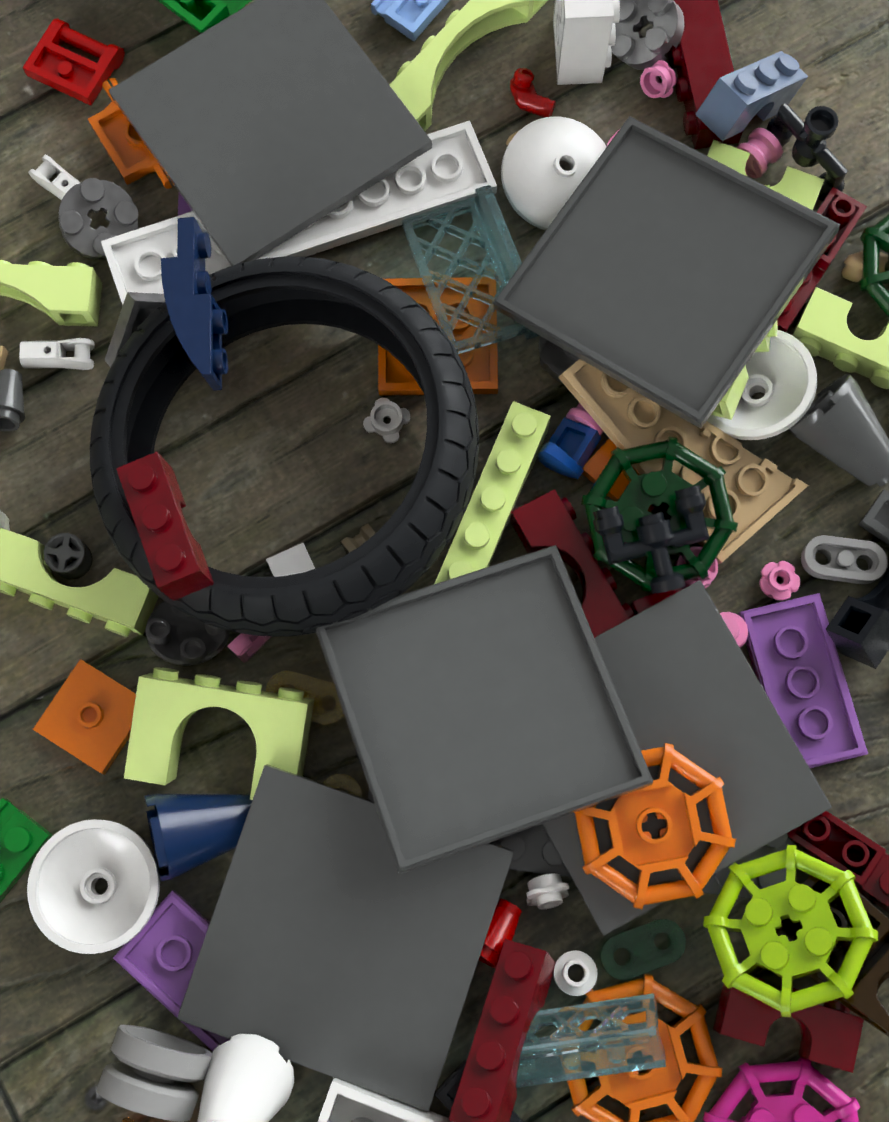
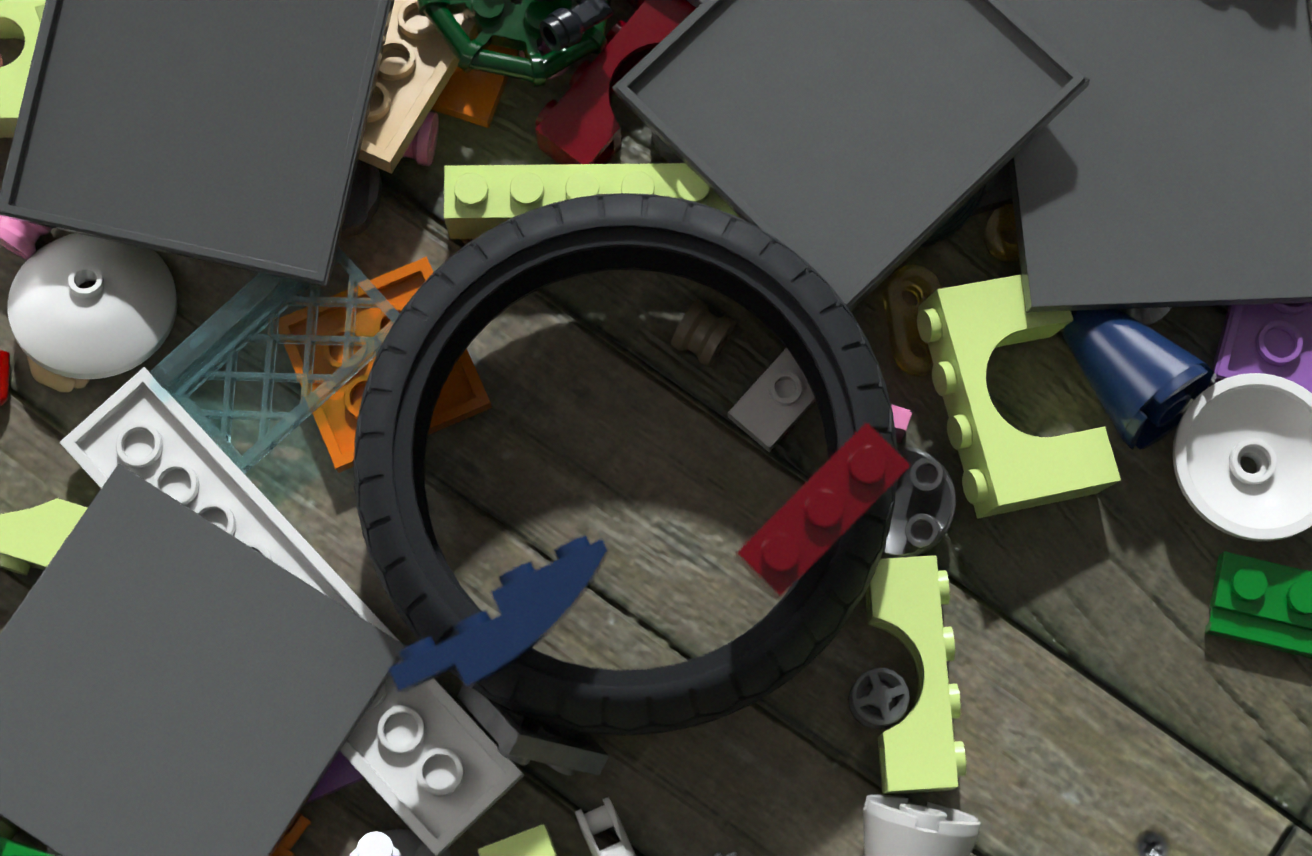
camera: 115 degrees left, 0 degrees up
(89, 717) = (1060, 572): orange plate -> none
(382, 409) = (516, 367): white plate -> none
(569, 448) = (466, 141): blue tile -> none

